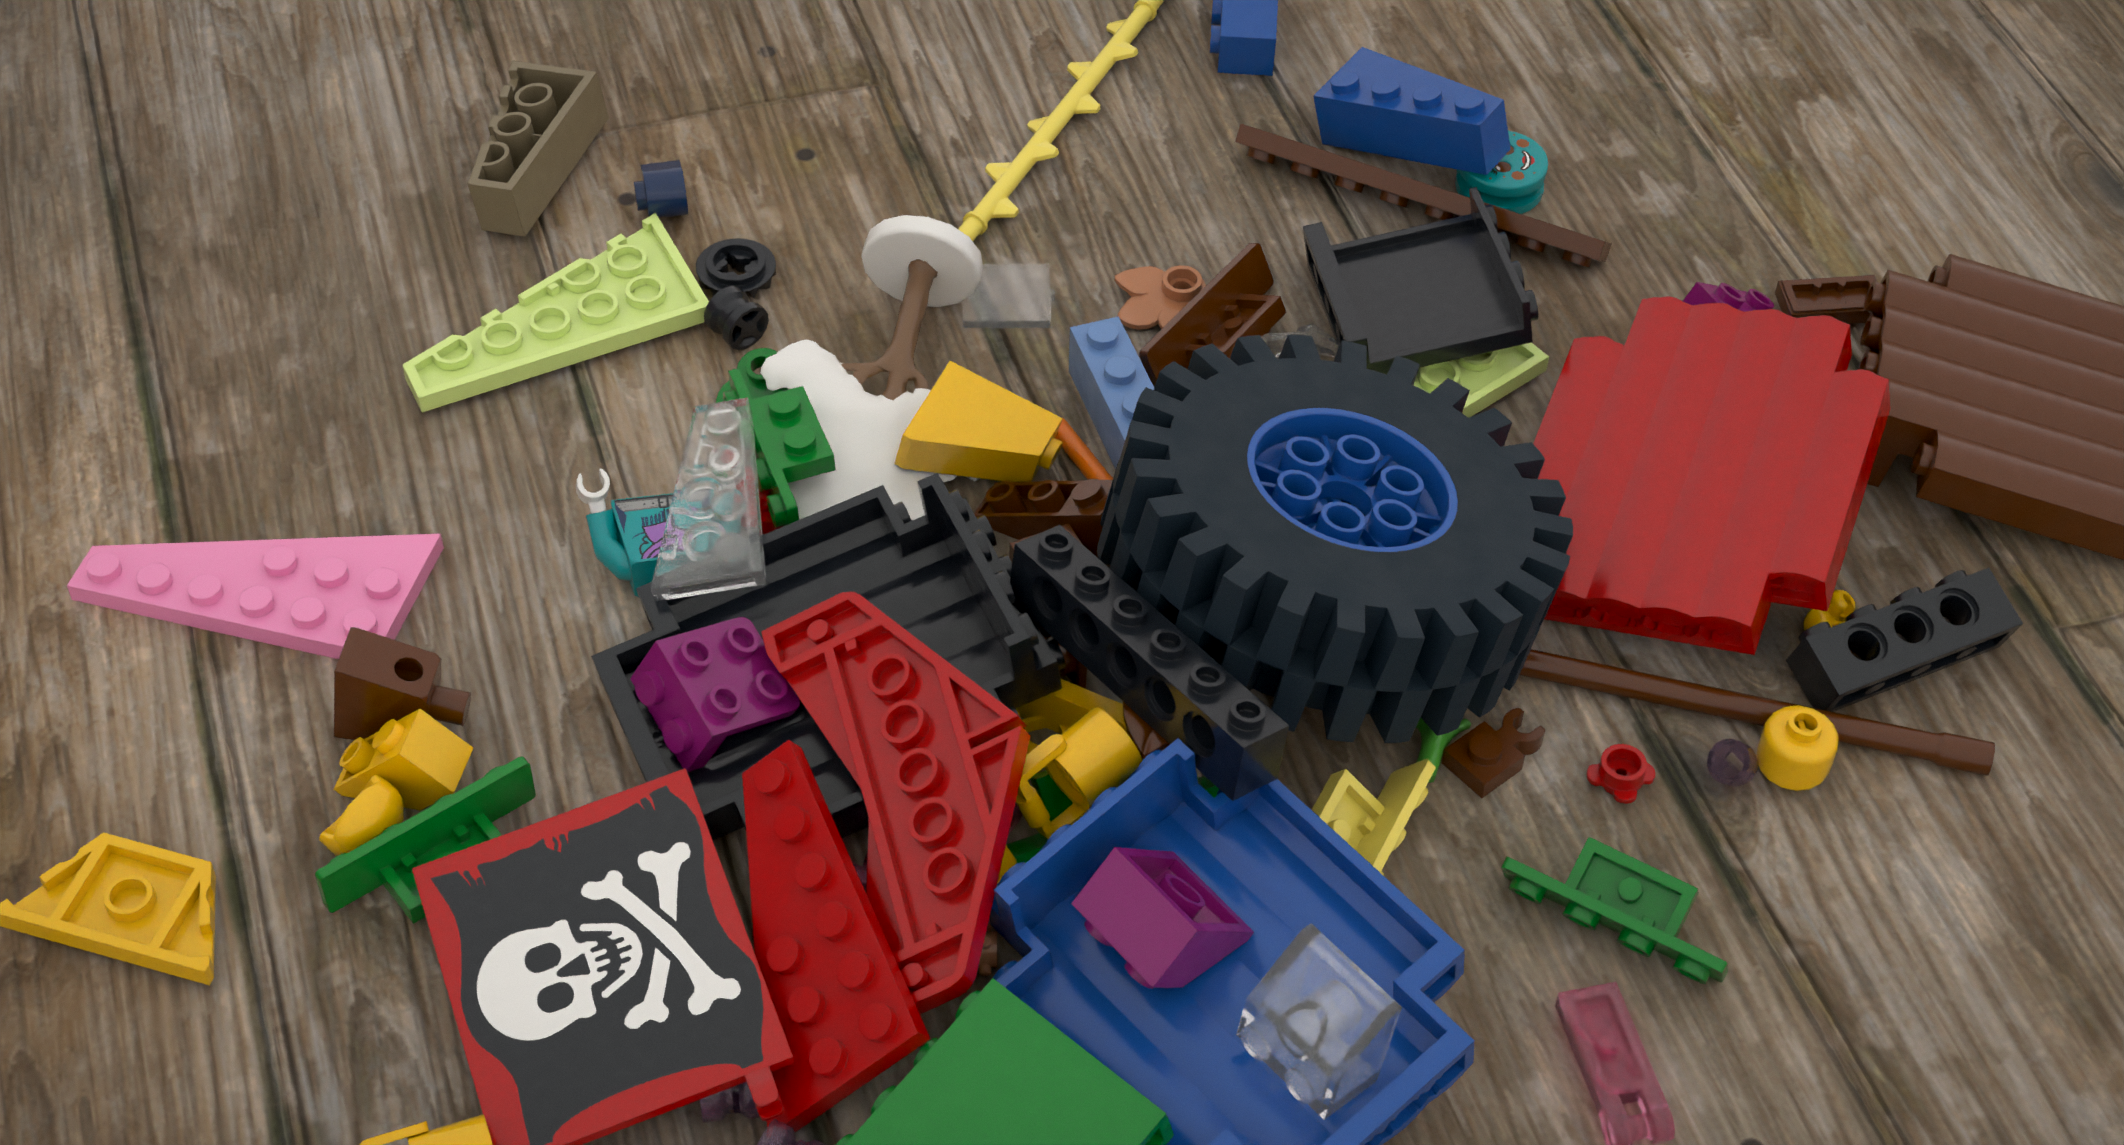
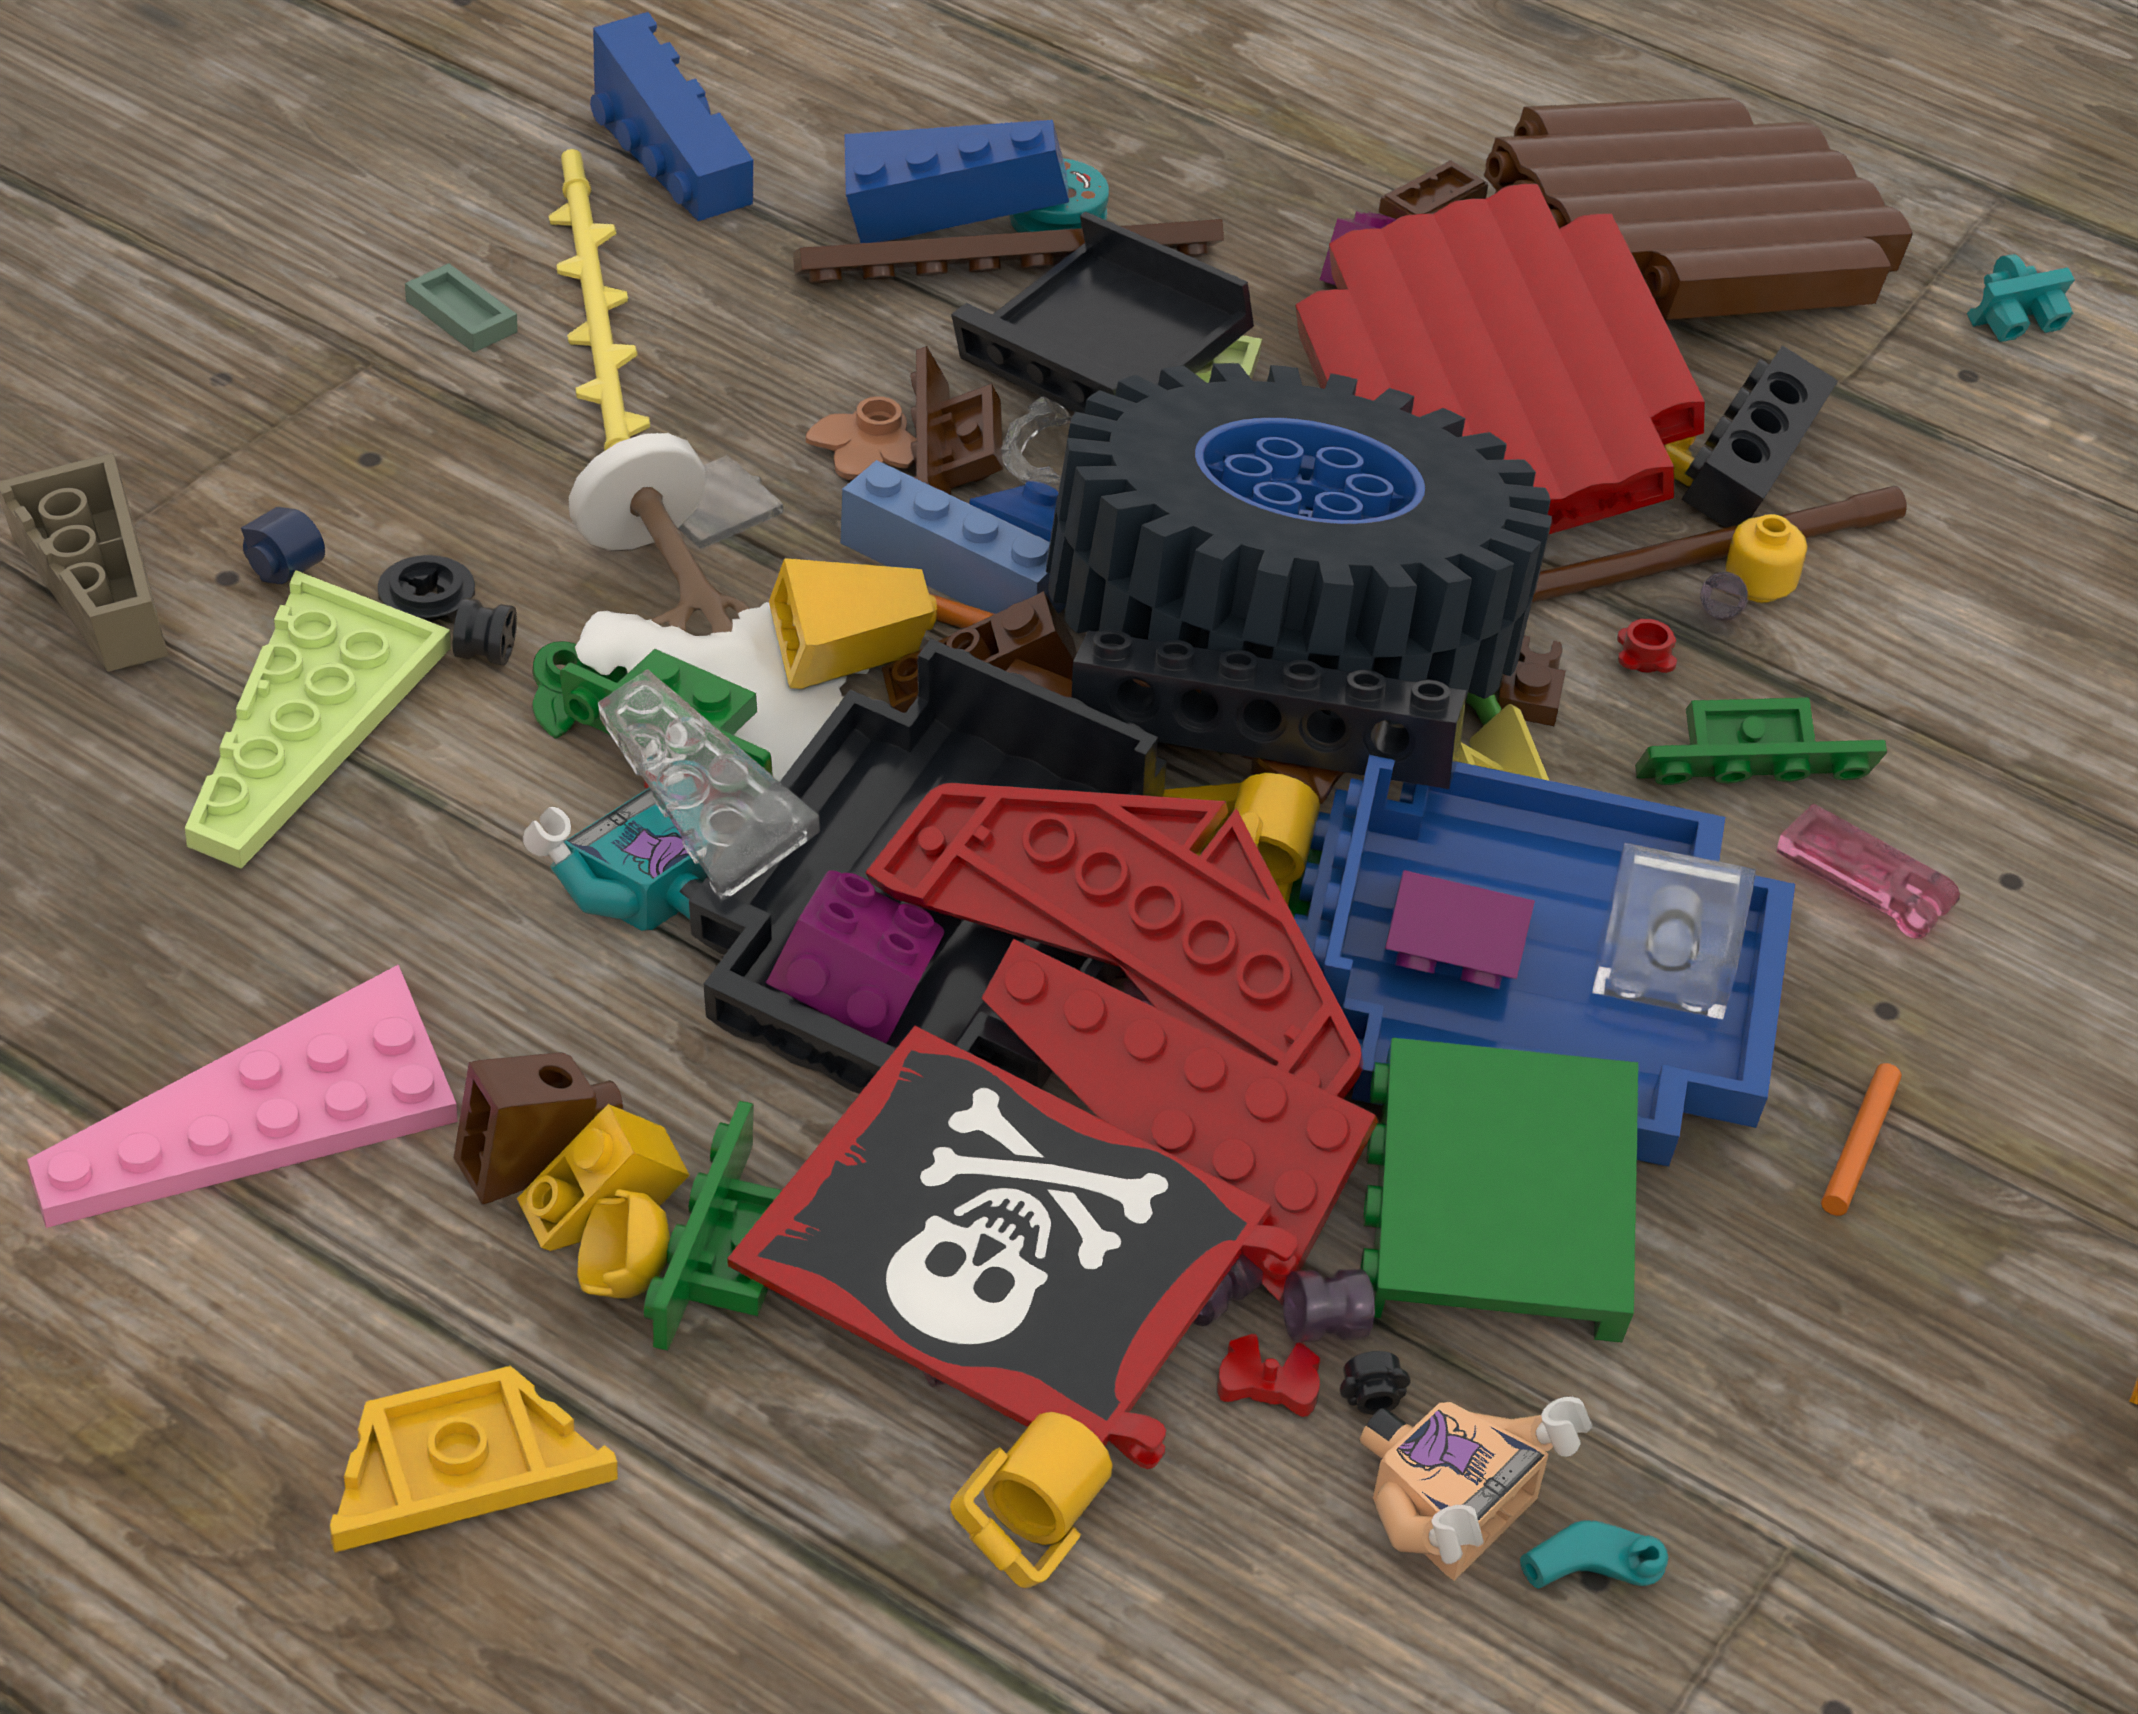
camera: 40 degrees left, 5 degrees down
(974, 67) = (461, 307): none -> sand green tile

